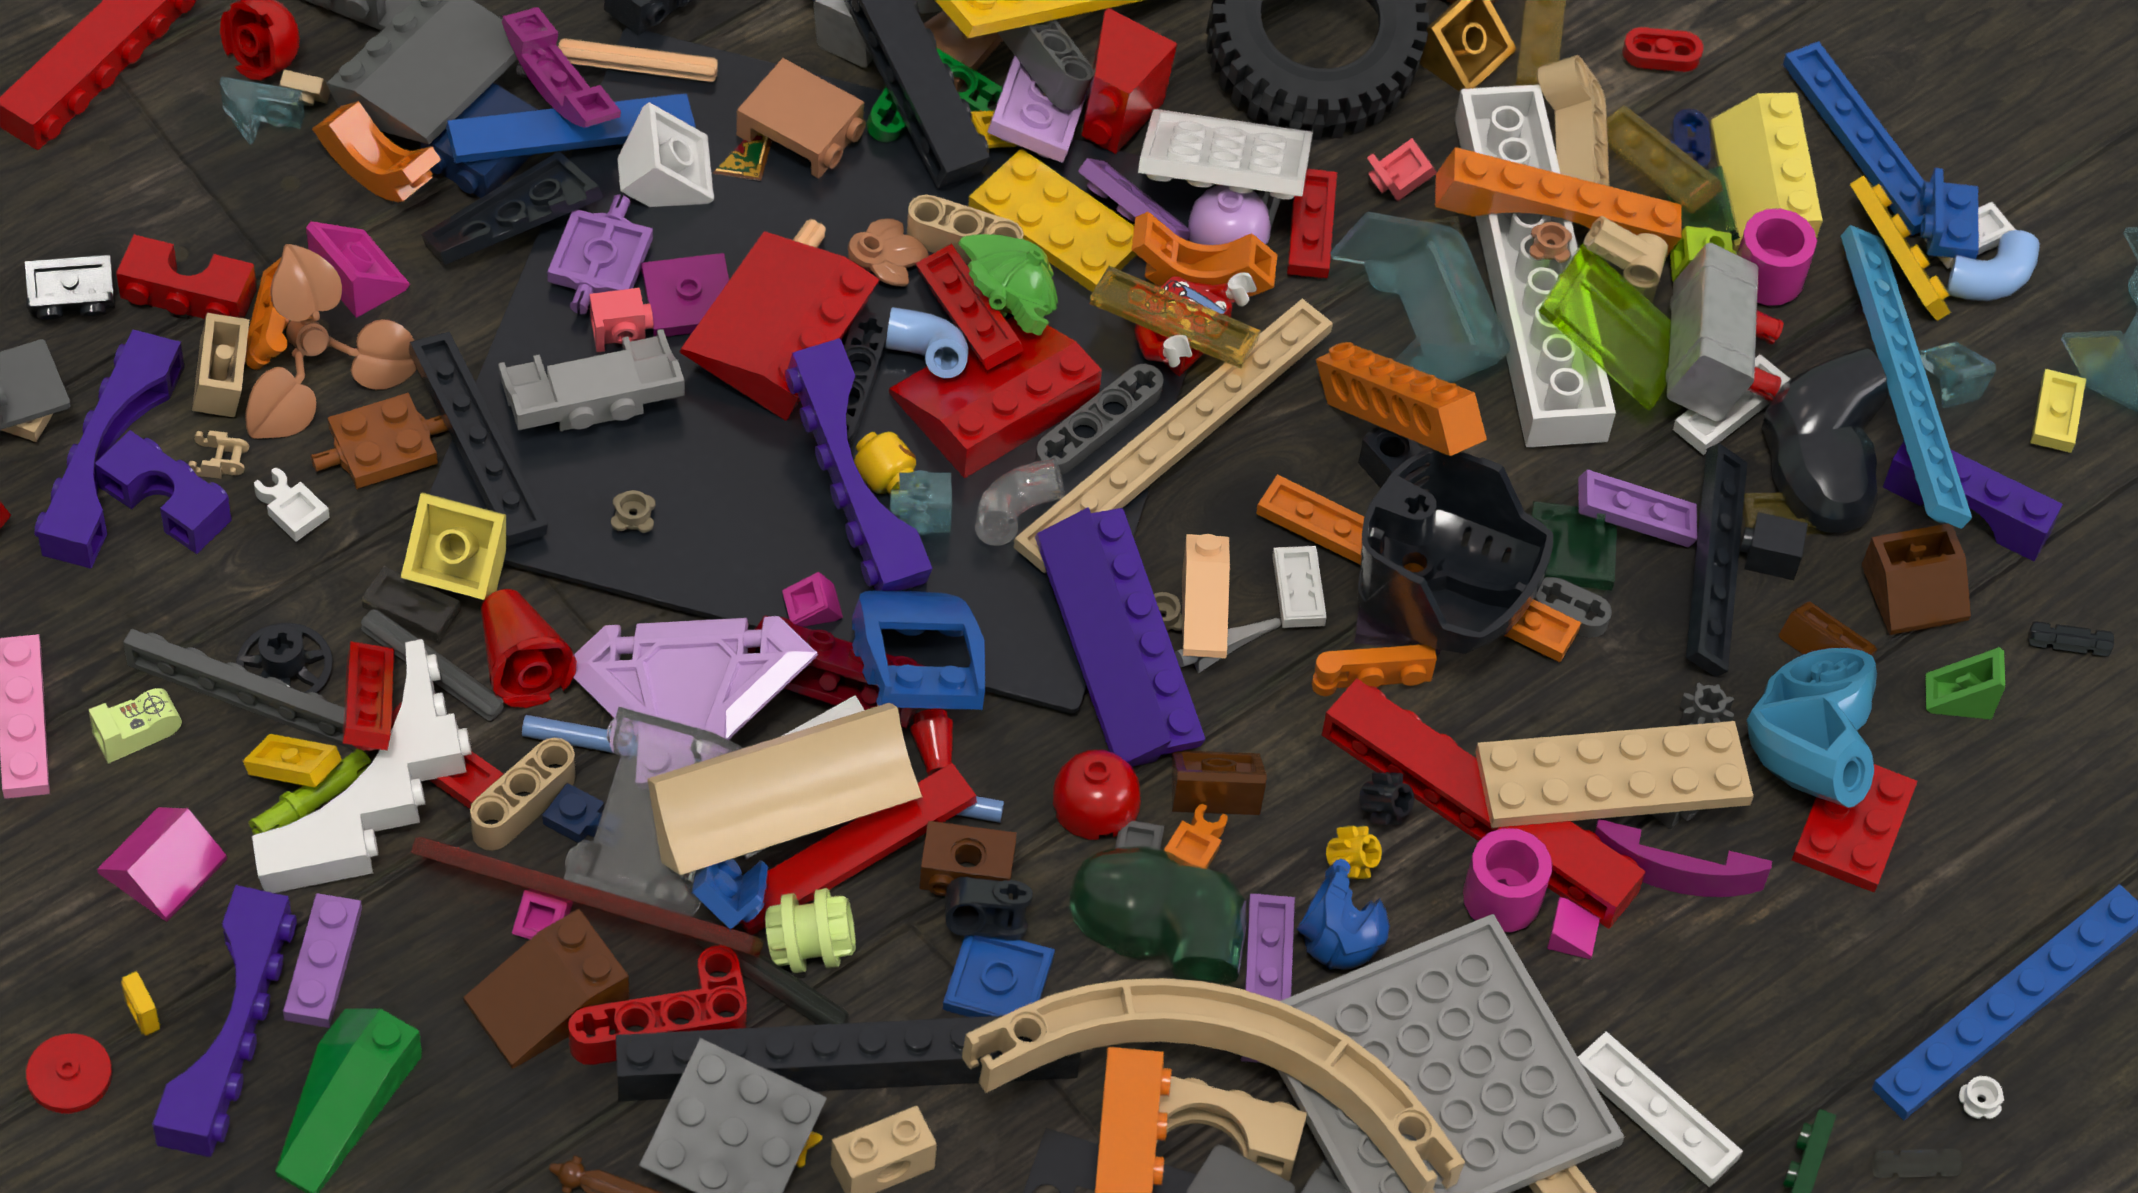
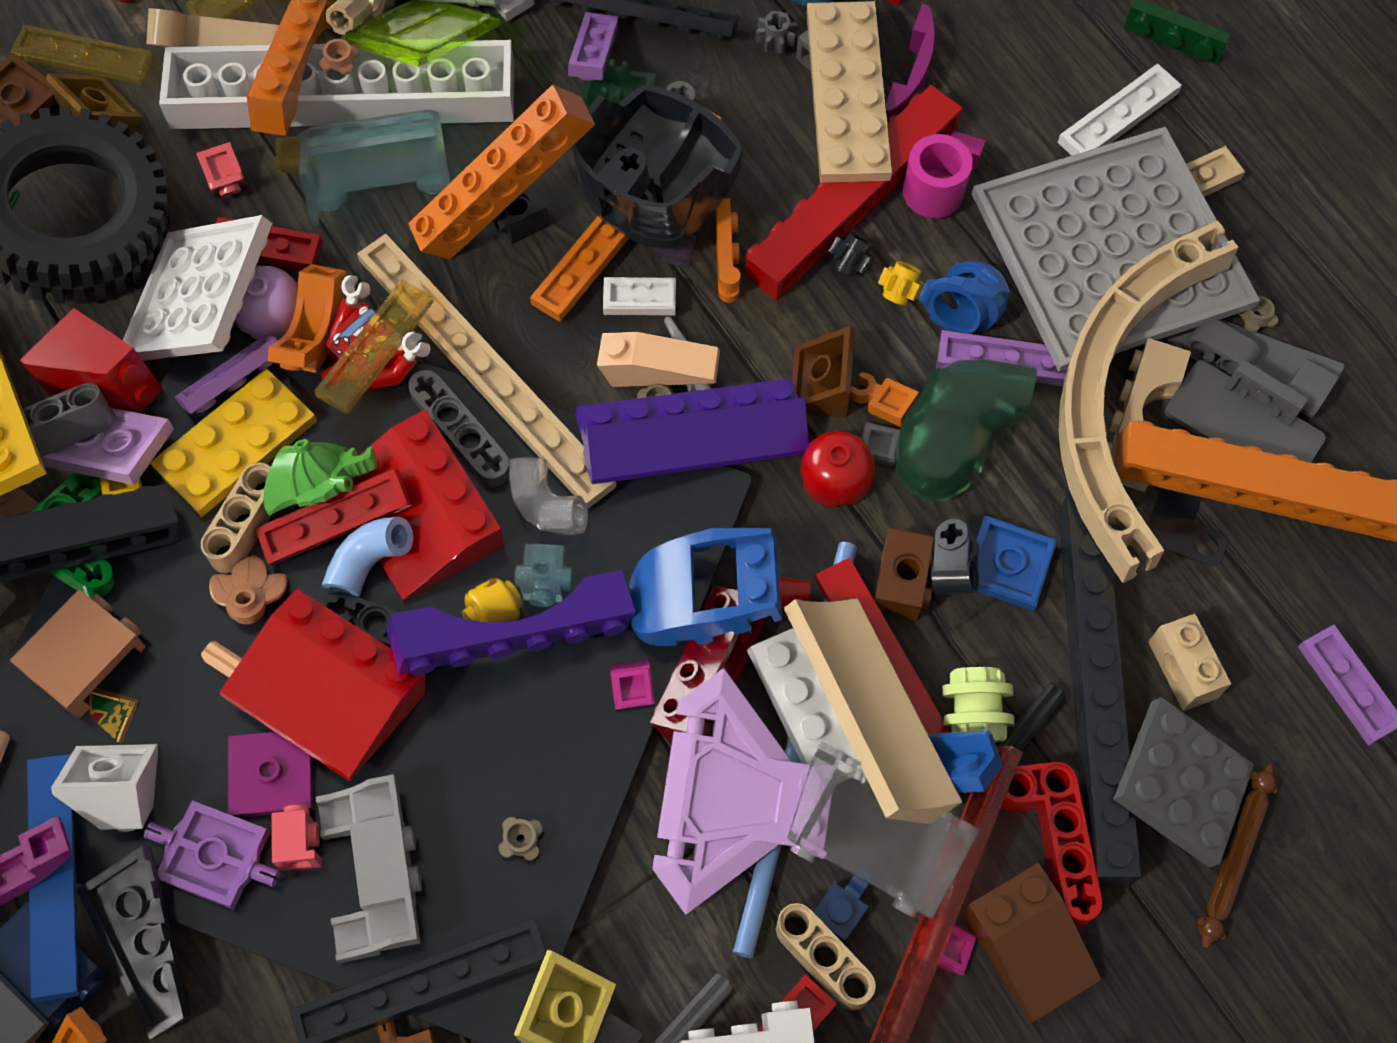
camera: 80 degrees left, 10 degrees up
(523, 651) = (665, 952): red cone -> none

